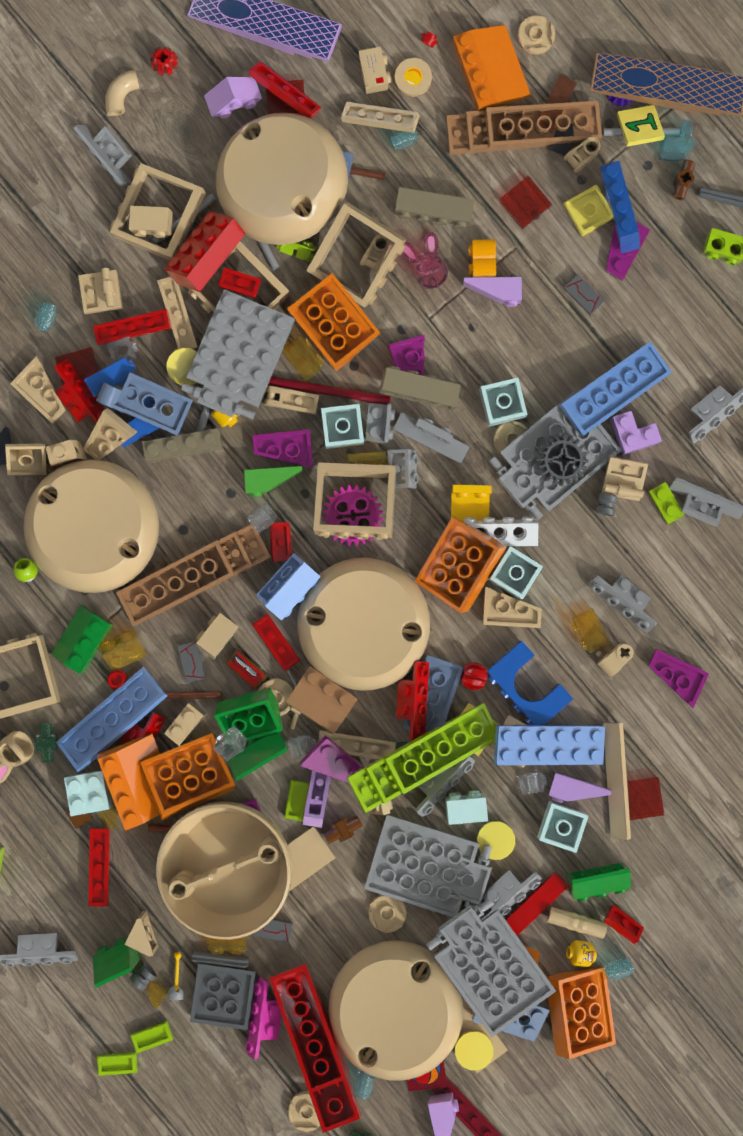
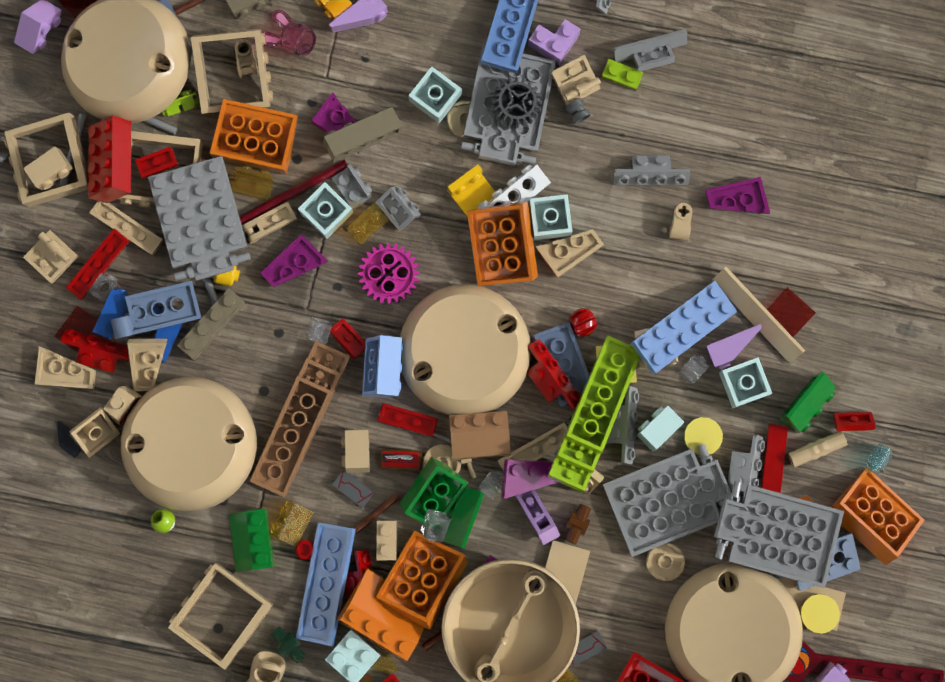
camera: 40 degrees left, 5 degrees down
(45, 317) = (22, 310): clear light blue brick -> none
(179, 365) = (159, 263): light yellow tile -> none
(264, 480) = (298, 299): bright green slope -> none
(297, 800) = (523, 530): lime tile -> none
(355, 470) = (363, 236): tan window -> none
(431, 436) = (401, 164): light grey bracket -> none
(504, 672) = (604, 302): blue arch -> none
(581, 953) = (840, 470): yellow head -> none
(589, 630) = (643, 217): clear yellow bracket -> none

